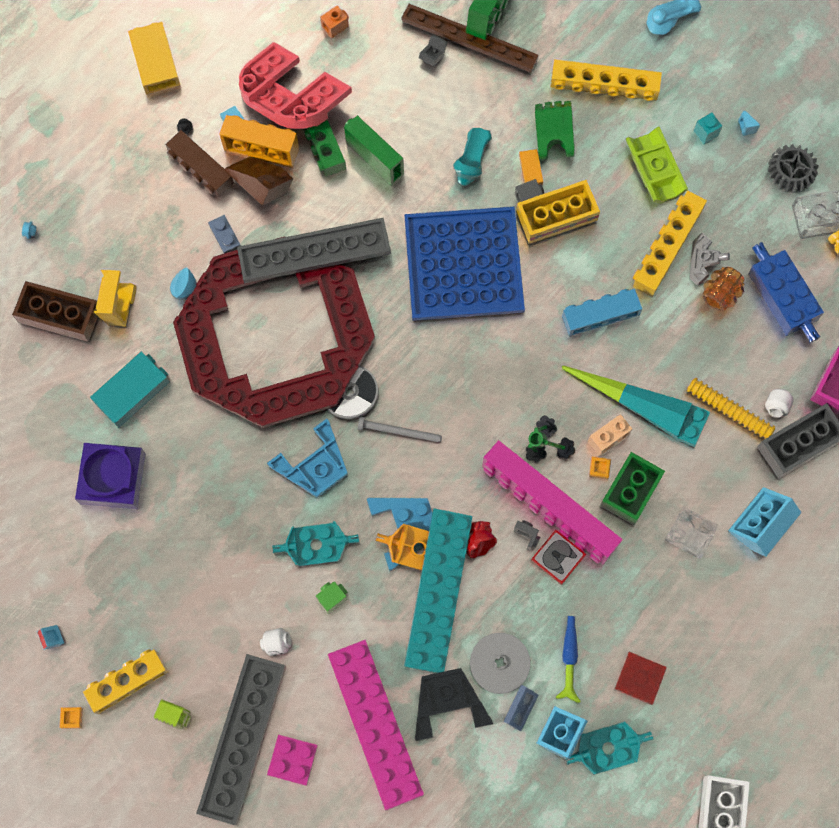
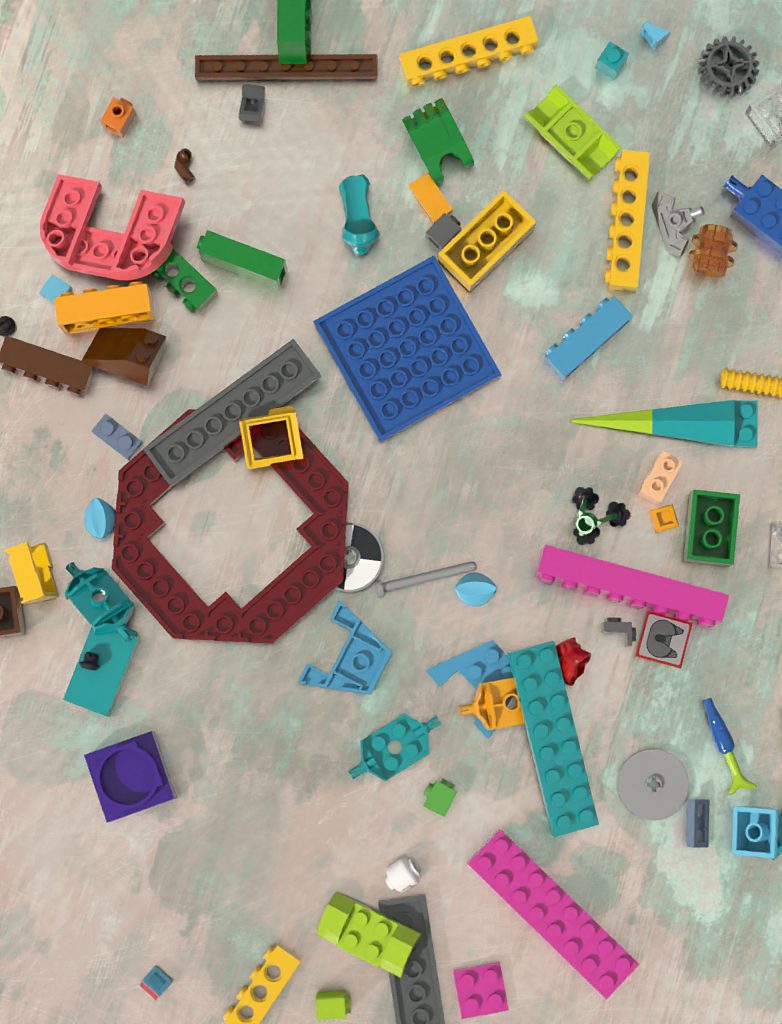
camera: 25 degrees left, 10 degrees up
(122, 377) = (90, 662): none -> black piece
(152, 350) = (105, 615): none -> teal plate
(226, 673) = (367, 934): none -> lime piece
(322, 294) = (277, 414): none -> yellow piece
(364, 71) = (182, 165): none -> reddish brown arm
(432, 456) = (475, 589): none -> medium azure piece
(447, 693) = (610, 845): black wing -> none

